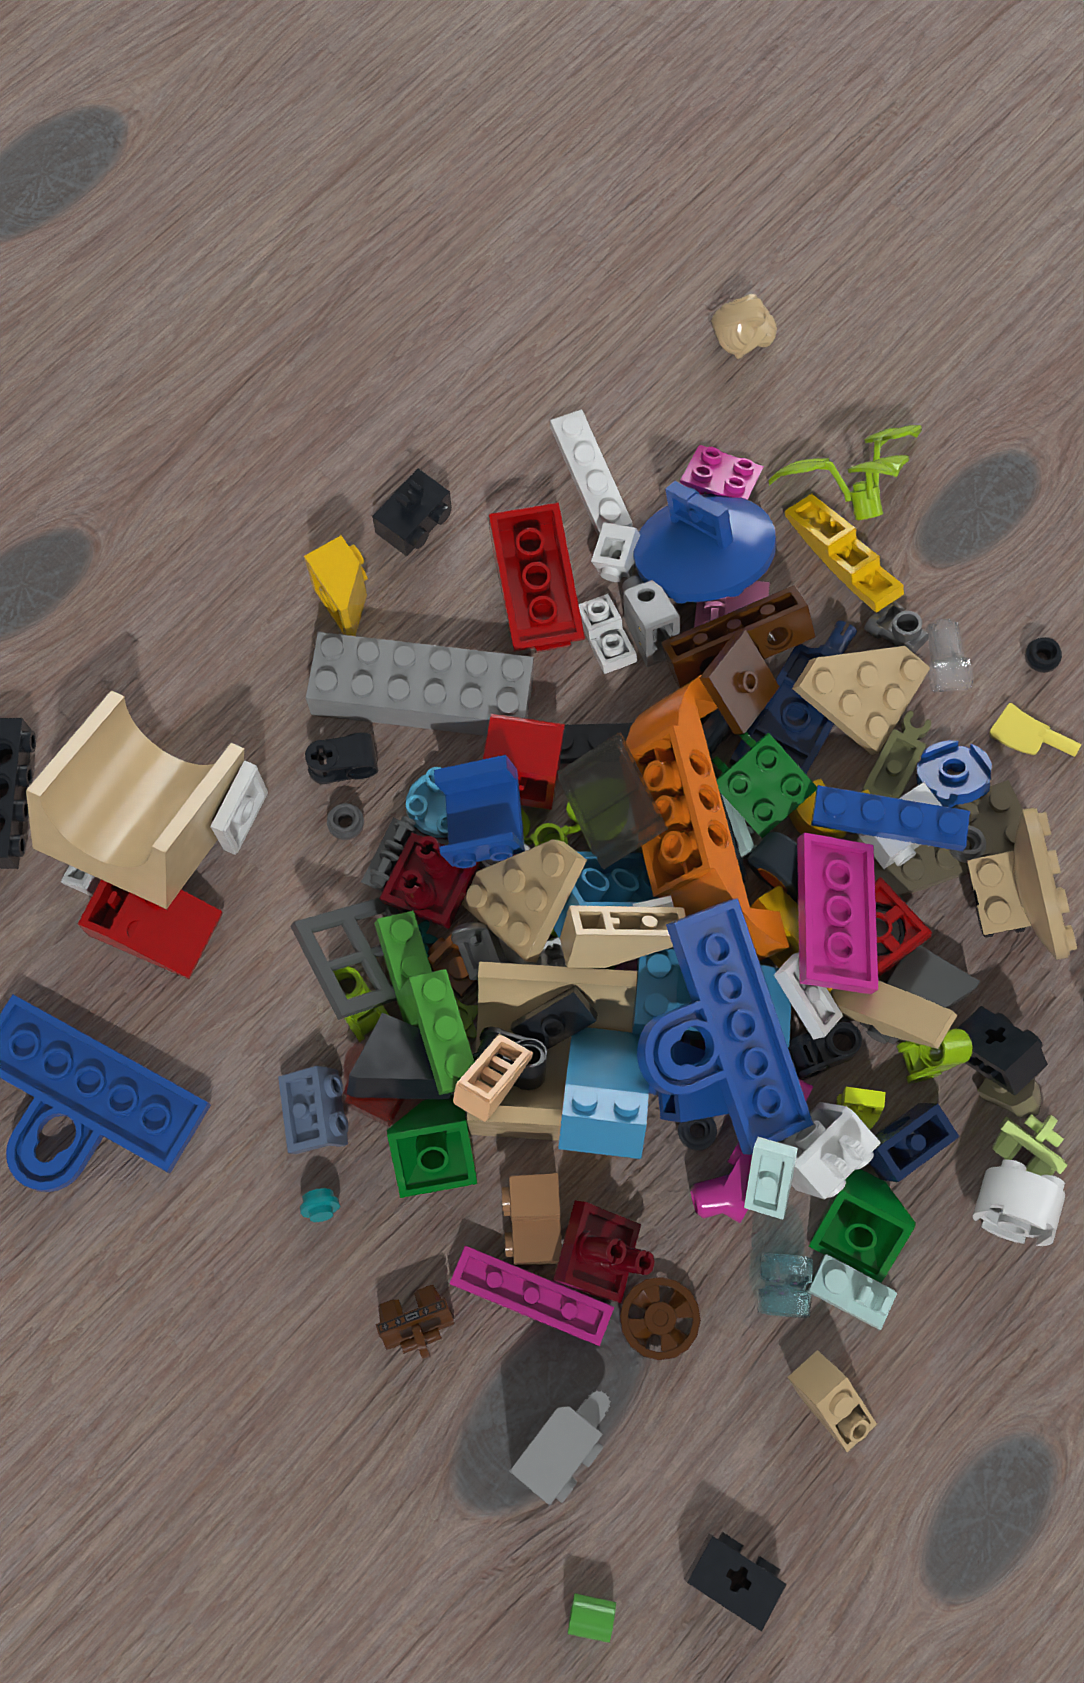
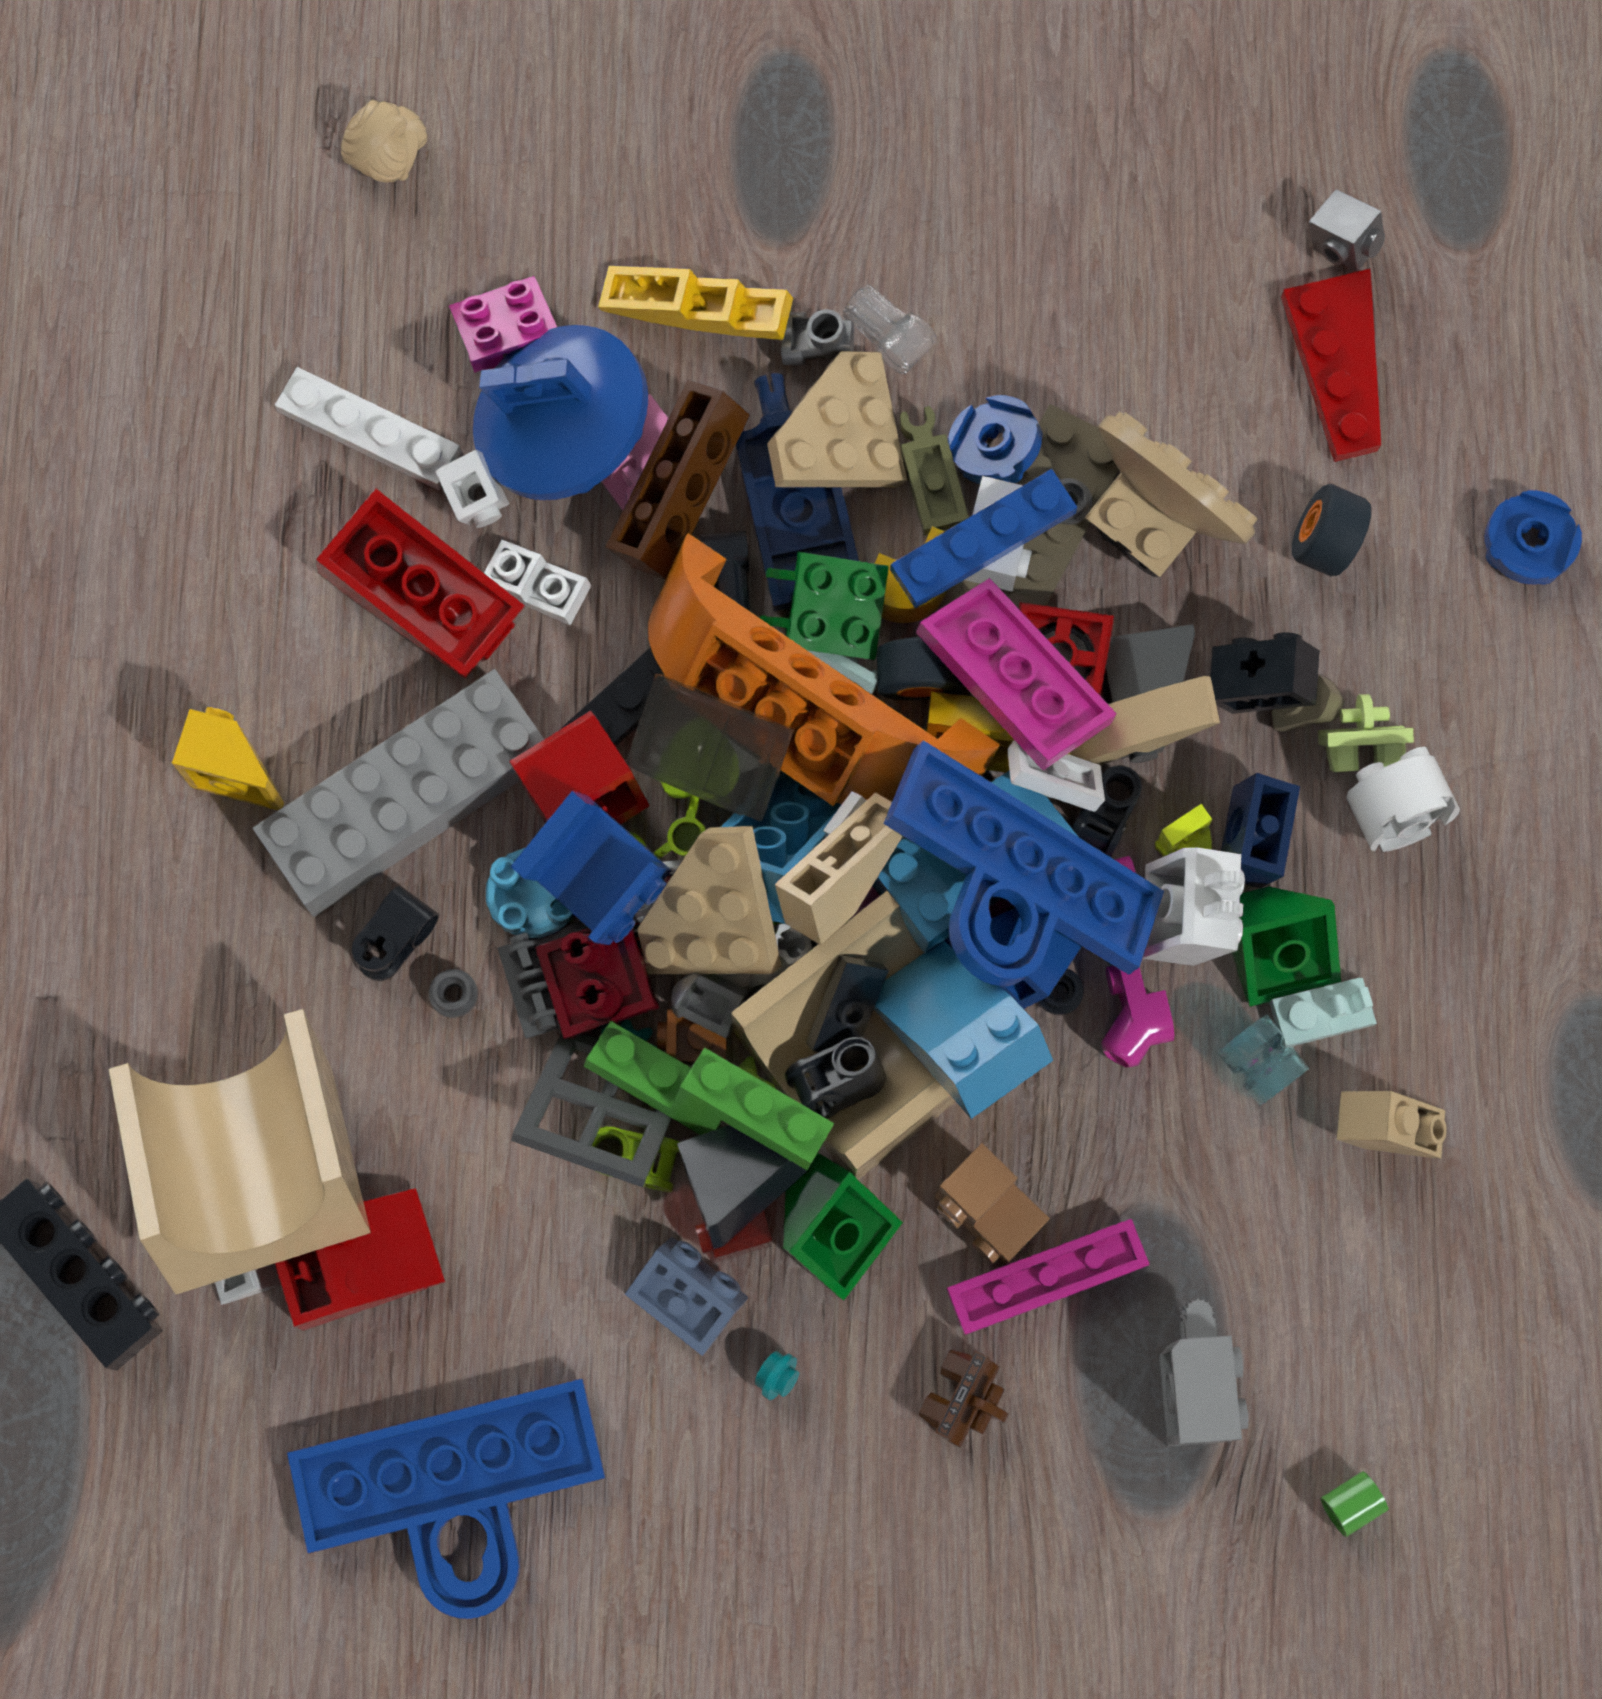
camera: 45 degrees left, 5 degrees up
(239, 808) = (342, 1071): white tile -> none
(412, 512) = (225, 621): black brick -> none
(477, 1096) = (851, 1138): light nougat slope -> none
(601, 1252) = (1078, 1179): dark red plate -> none
(645, 610) = (569, 530): light grey torso -> none
(660, 1318) = (1178, 1191): reddish brown piece -> none
(739, 682) = (723, 523): reddish brown plate -> none
(754, 1600) = (1475, 1349): black brick -> none
(770, 1177) = (1173, 973): light aqua plate -> none
(865, 494) = (664, 221): lime plant -> none
(928, 1062) = (1209, 744): lime piece -> none
(1026, 734) = (1027, 342): light yellow piece -> none
(1049, 648) = (979, 238): black plate -> none

